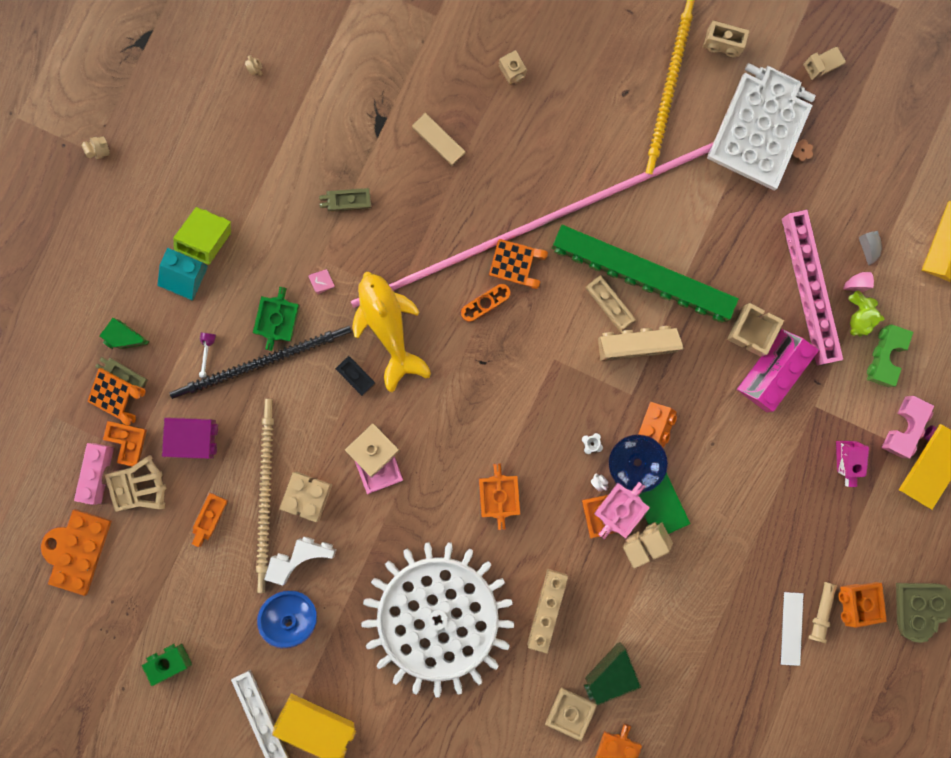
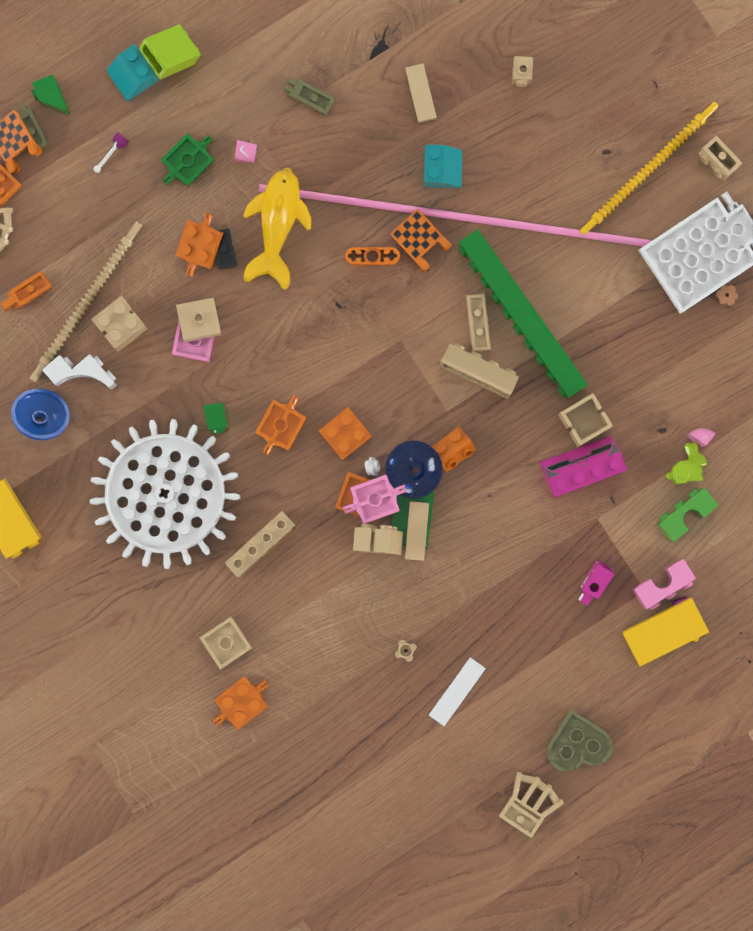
camera: 35 degrees right, 0 degrees up
(189, 438) = (53, 214): magenta brick -> none
(192, 387) = (82, 174): black hose -> none
(331, 384) = (199, 244): none -> orange plate
(441, 526) = (216, 417): none -> green slope
(496, 190) = (442, 167): none -> teal slope
(558, 468) = (345, 433): none -> orange plate
(587, 442) = (382, 433): white plate -> none
(612, 676) = (279, 631): dark green slope -> none
(673, 514) = (417, 531): none -> tan tile
(732, 625) = (406, 655): none -> tan plate
(812, 287) = (657, 415): bright pink brick -> none
(821, 621) = (484, 700): tan pin -> none
(862, 604) = (528, 707): orange plate -> none
(871, 246) = (734, 413): light grey brick -> none
(920, 700) = (523, 816): none -> tan plate

